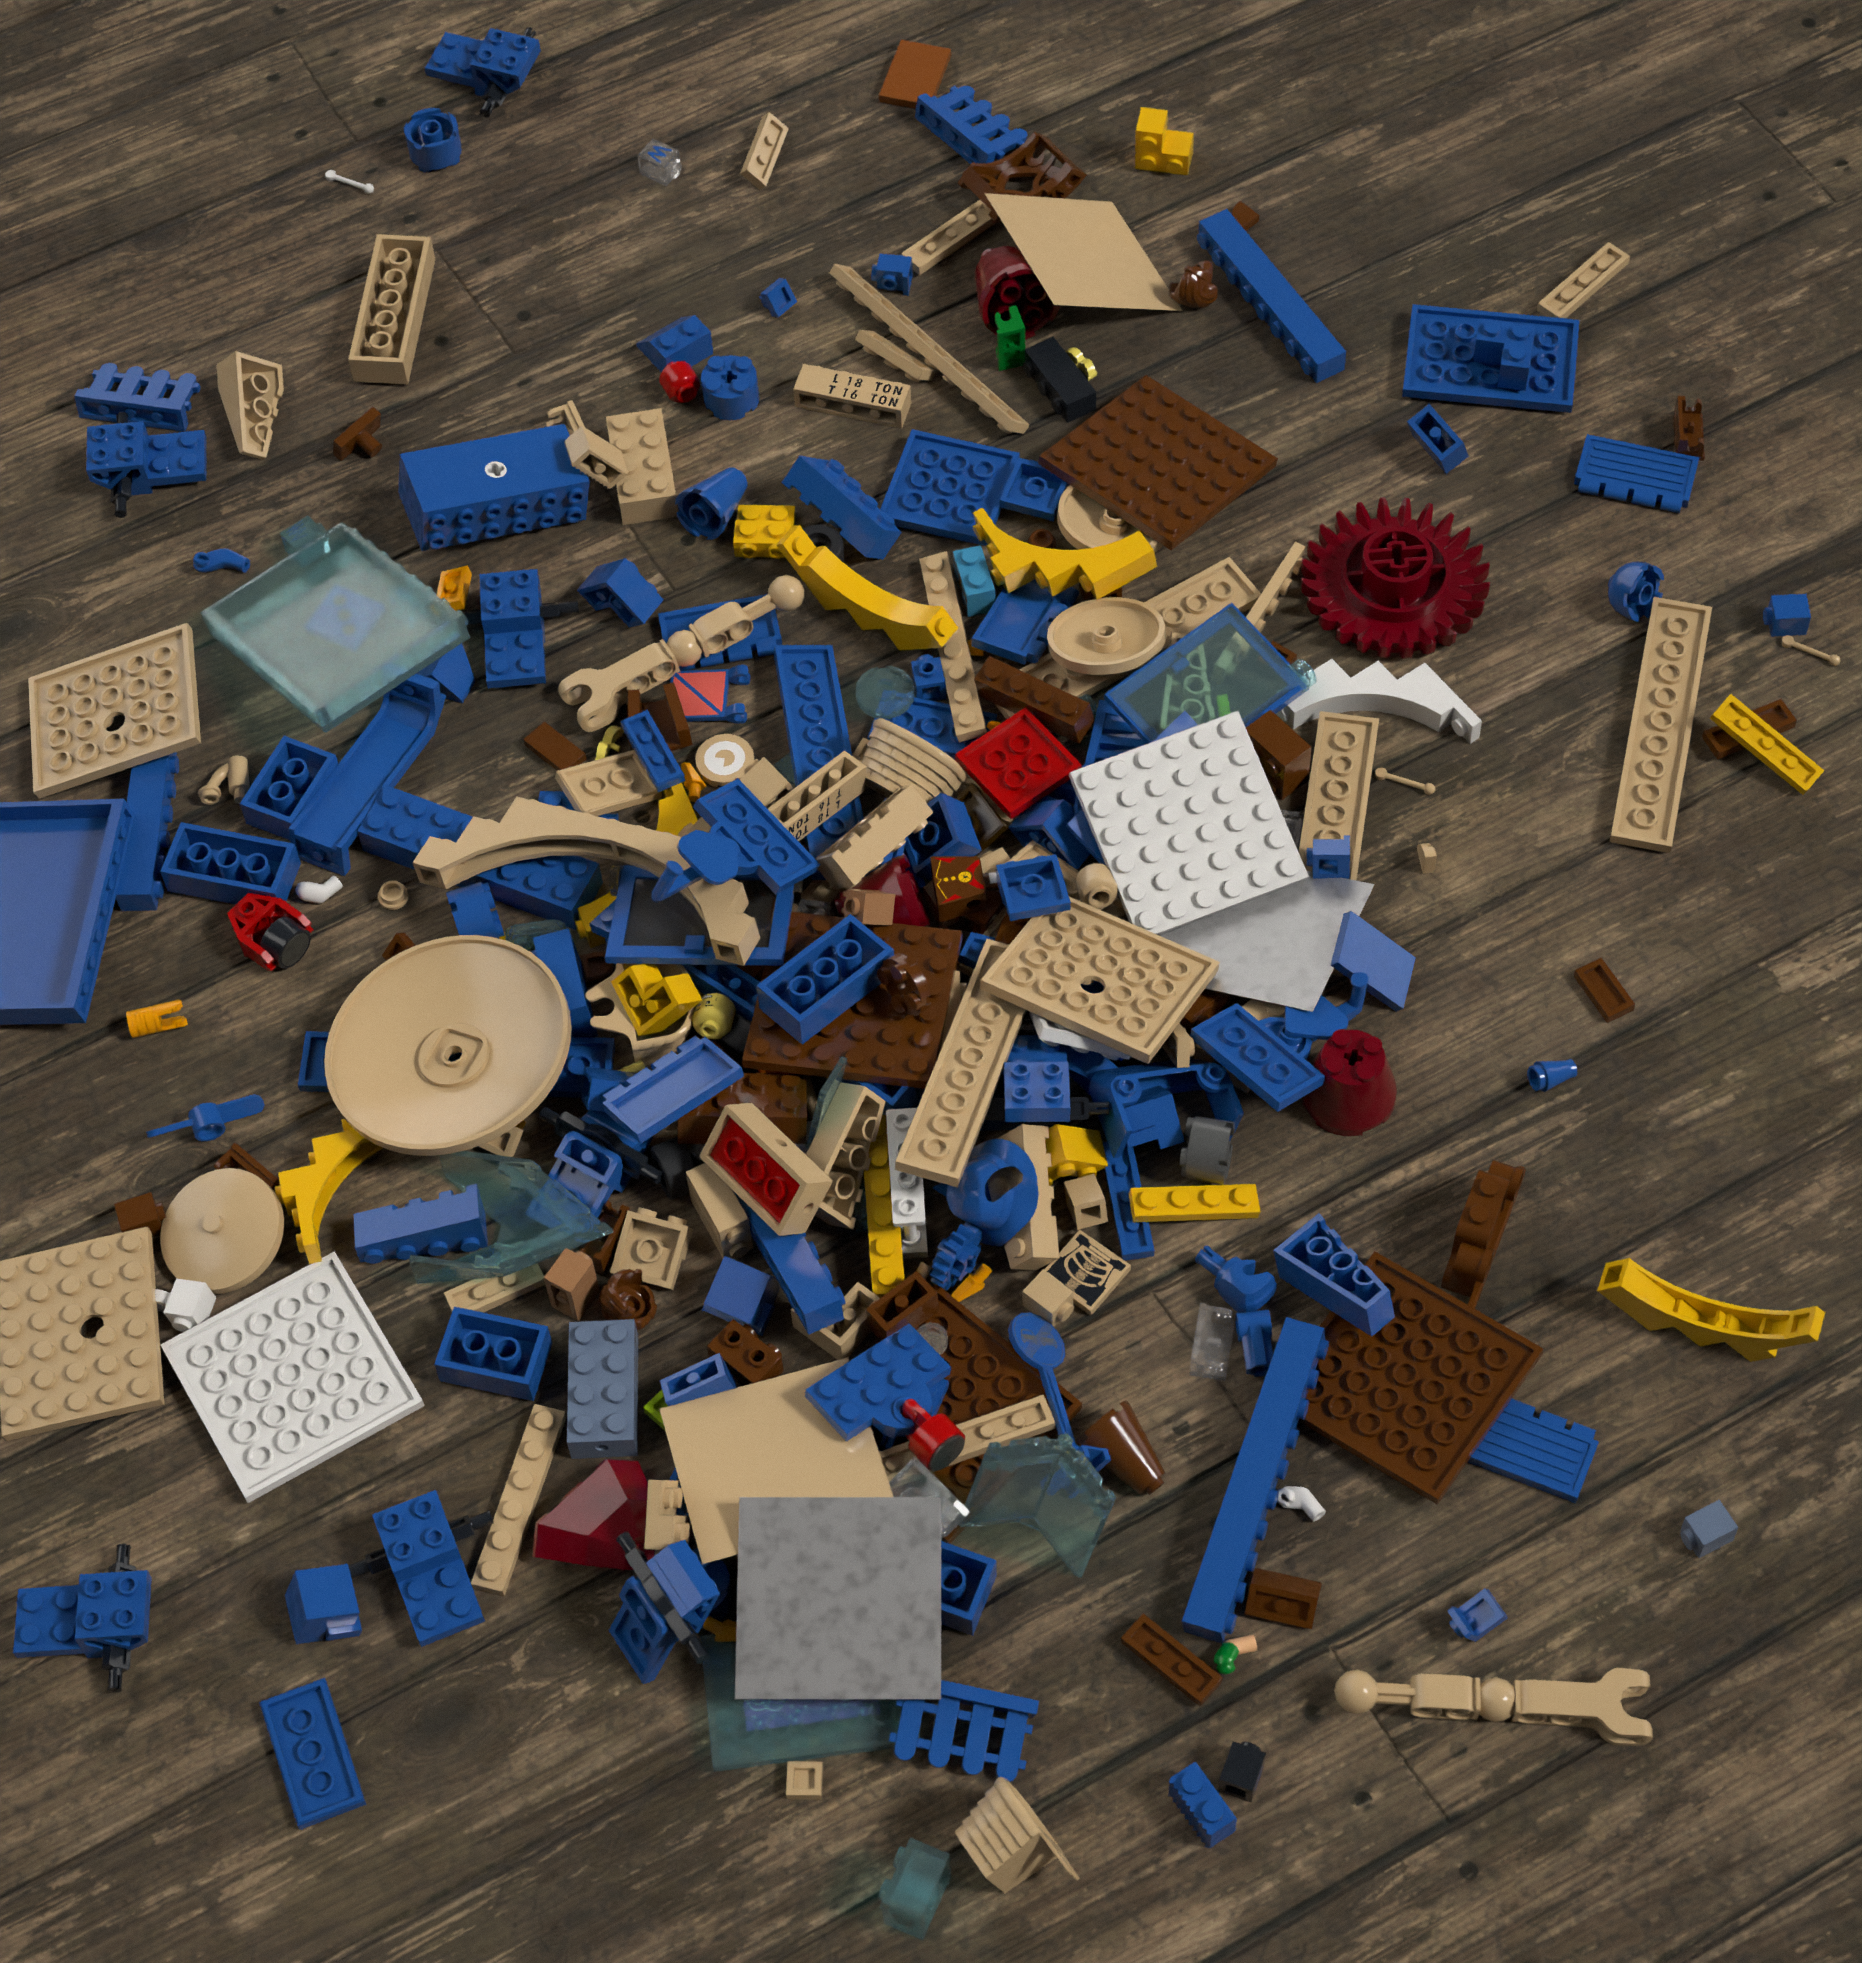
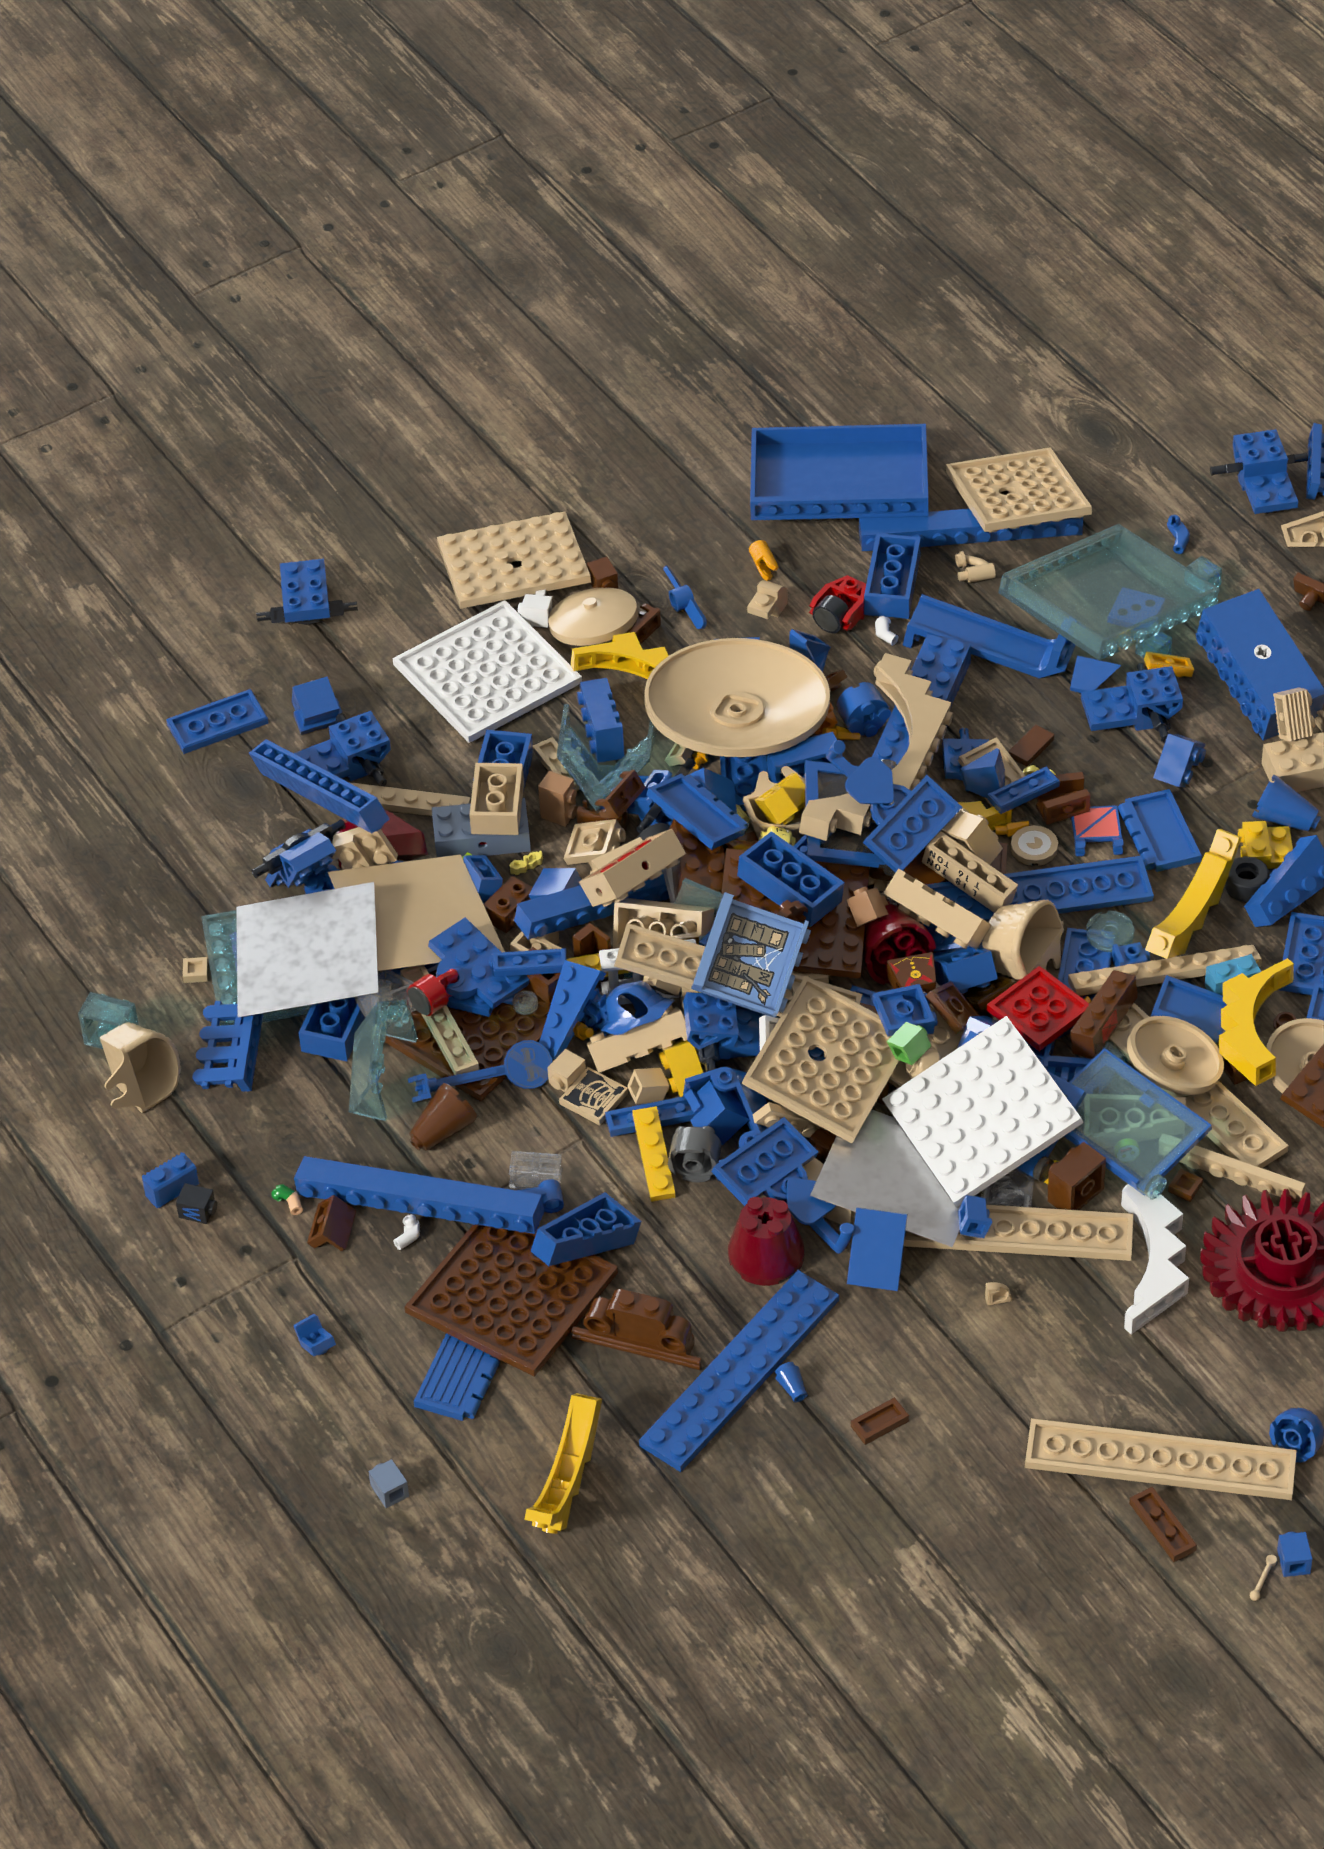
camera: 85 degrees right, 10 degrees down
(242, 1013) = (768, 600): none -> tan brick
(286, 785) = (968, 591): blue brick -> none
(336, 978) = (810, 647): none -> blue slope
(524, 933) = (855, 748): clear light blue plate -> none
(538, 1571) = (319, 786): none -> blue brick
(591, 1342) = (496, 798): none -> tan brick
(600, 1194) = (622, 795): none -> reddish brown hinge
(624, 783) = (984, 774): none -> blue slope
(627, 1299) = (549, 827): reddish brown hair -> none
(656, 663) = (1115, 789): tan piece -> none
(662, 1333) = (530, 862): none -> light yellow piece
(849, 1249) = (590, 941): none -> reddish brown panel
(899, 1311) = (528, 962): none -> blue tile
(964, 1268) = (571, 995): none -> blue wing
(974, 1018) = (750, 957): none -> panel
(1016, 845) = (951, 1006): none -> reddish brown tile
(1089, 883) = (909, 1043): none -> bright green brick
(1171, 1660) = (281, 1161): reddish brown plate -> none
(1237, 1280) = (591, 1175): blue piece -> none
(1381, 774) = (1081, 1266): tan hinge -> none
(1496, 1700) = (247, 1349): tan piece -> none
(1530, 1132) = (738, 1371): none -> blue plate
(1767, 744) = (1139, 1528): yellow plate -> none

